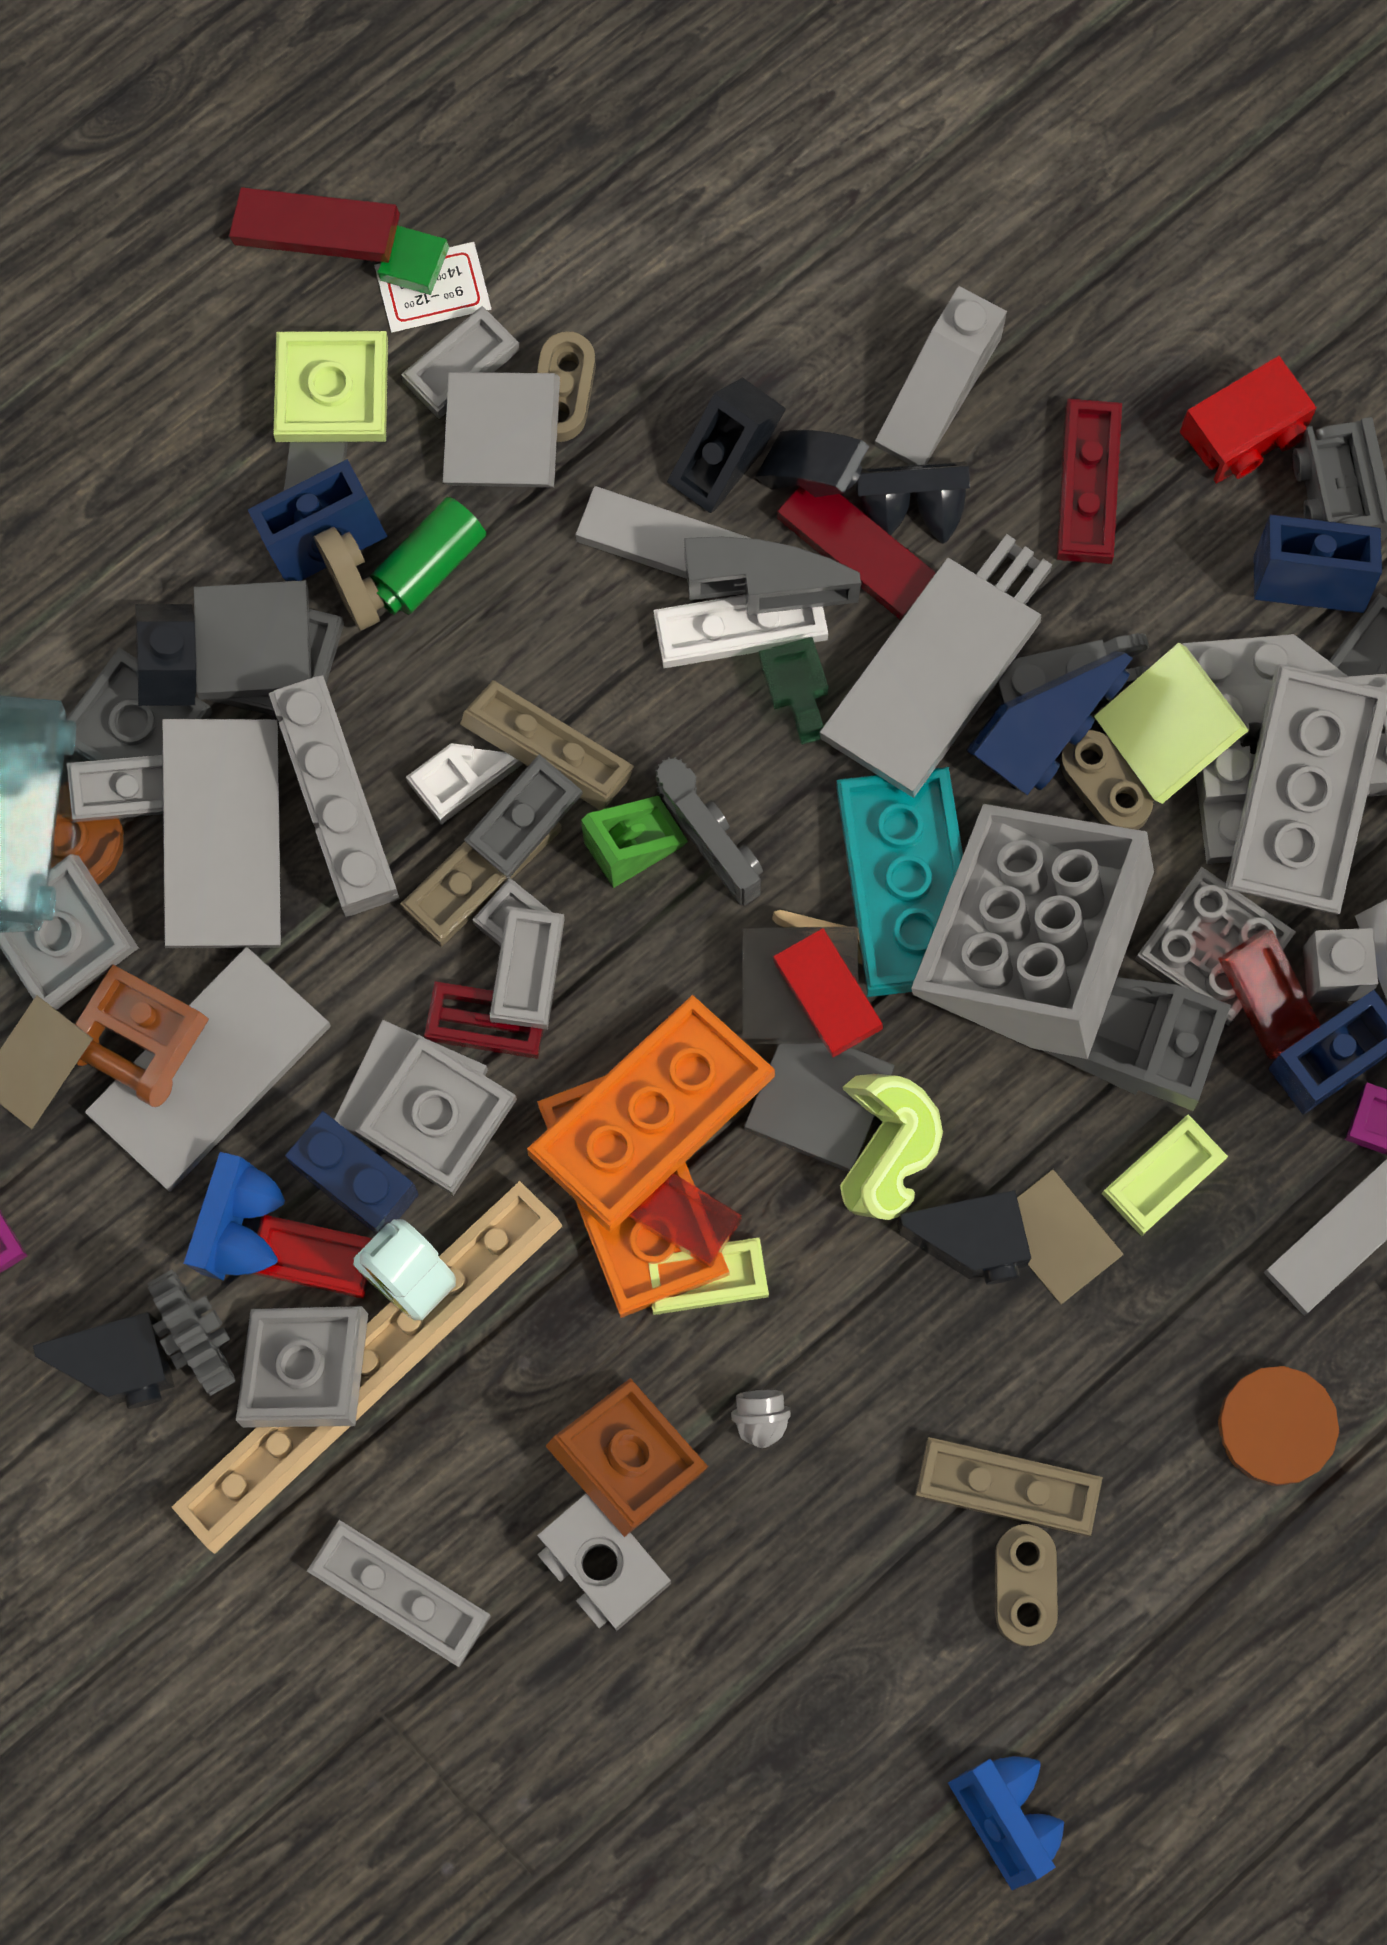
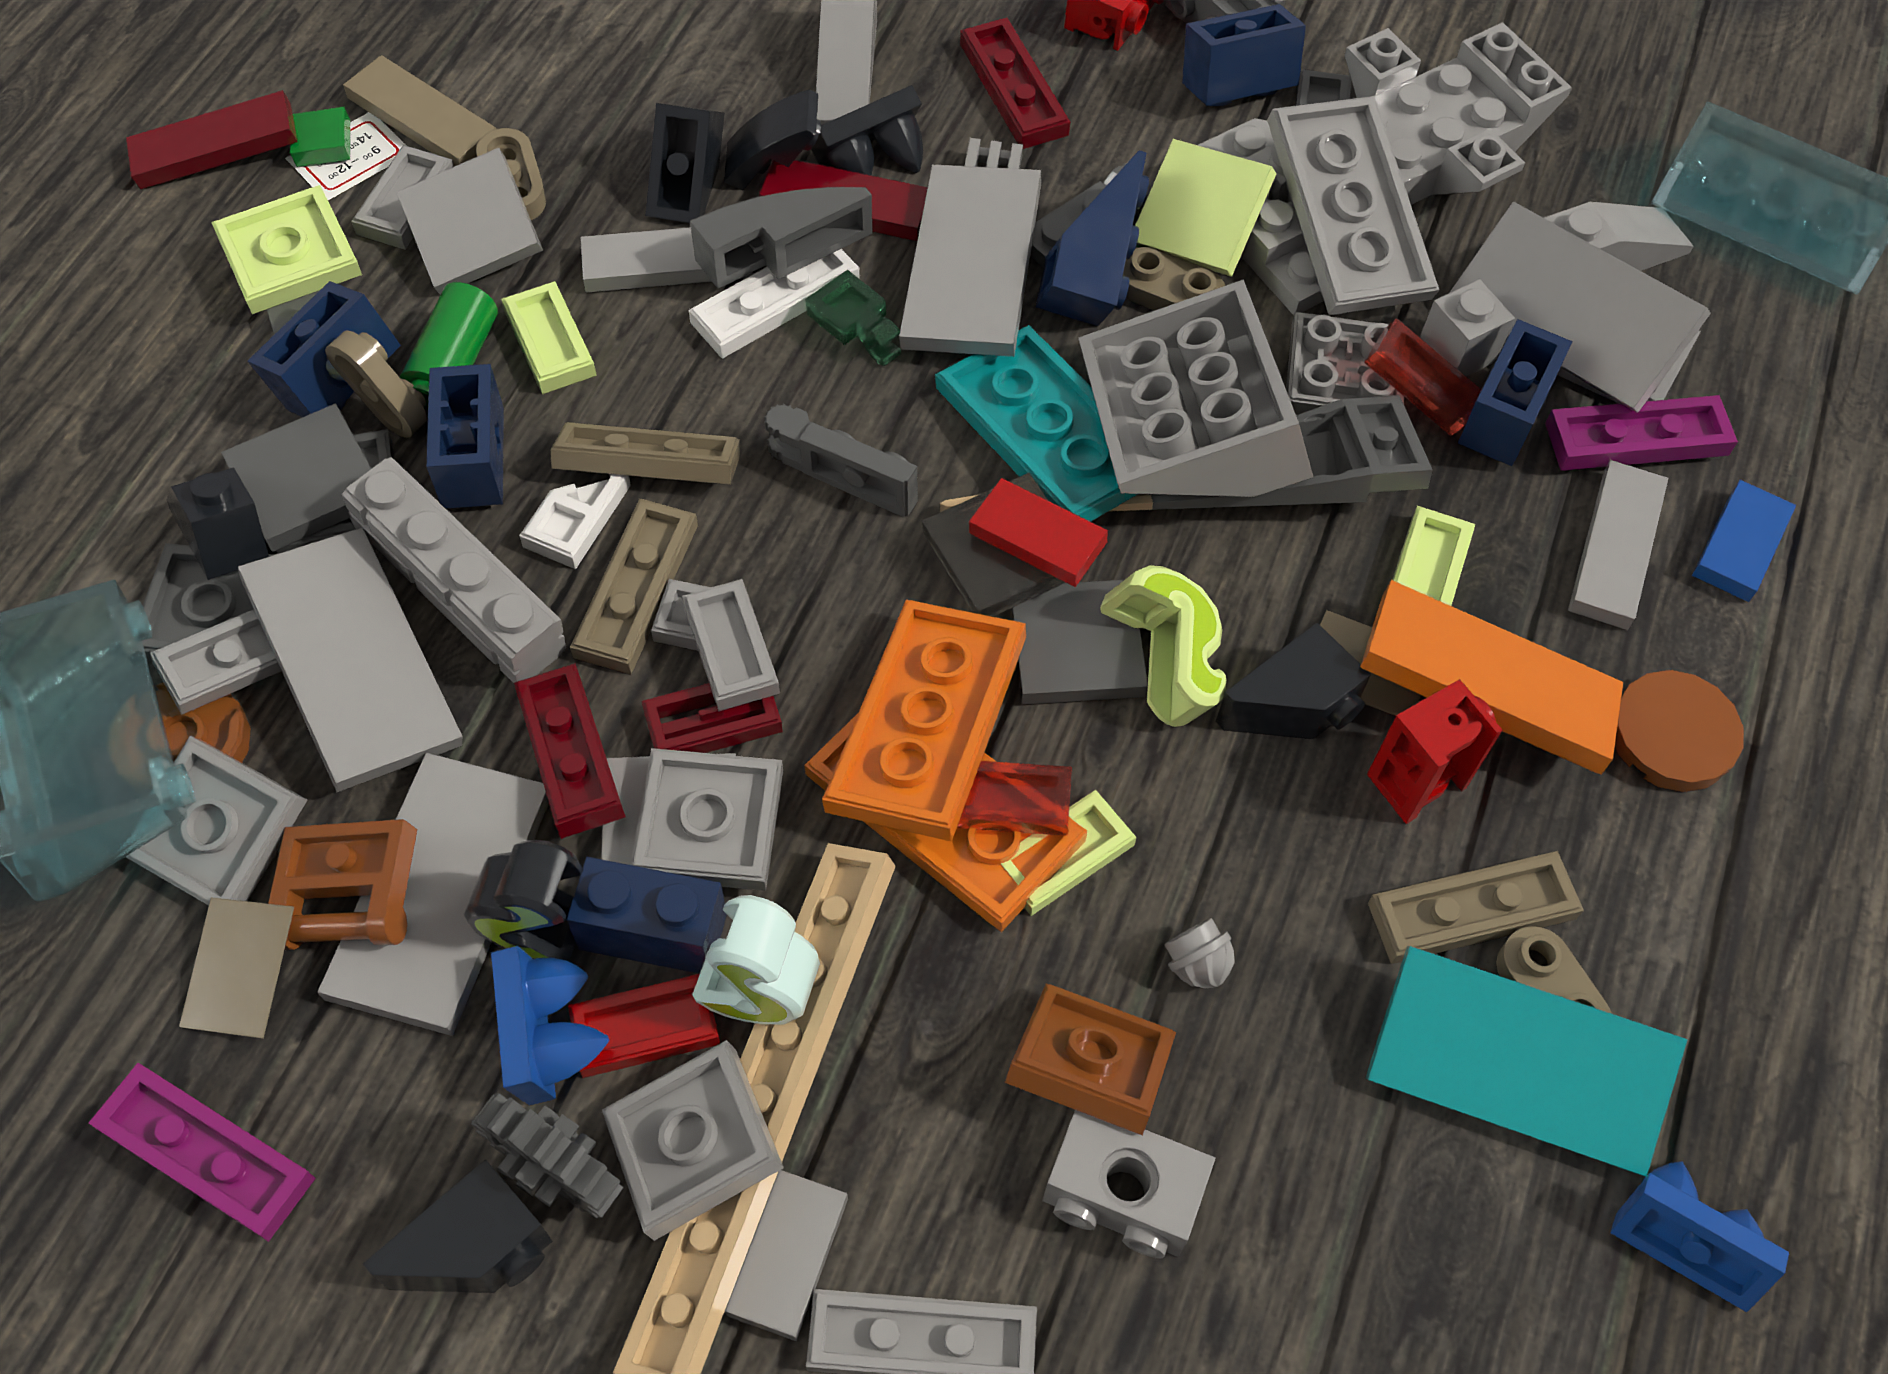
camera: 30 degrees left, 15 degrees down
(261, 1123) = (520, 900): none -> black animal
(333, 1484) = (787, 1255): none -> light grey tile
(356, 999) = (569, 751): none -> dark red tile
(399, 665) = (465, 436): none -> dark blue brick
(514, 270) = (417, 110): none -> dark tan tile
(520, 578) = (549, 337): none -> yellowish green tile
(523, 816) = (656, 512): dark grey plate -> none
(631, 837) = (766, 499): bright green slope -> none
(960, 1627) = (1527, 1060): none -> teal tile
(1040, 1346) = (1430, 746): none -> red hinge
(1141, 1306) = (1527, 686): none -> orange tile

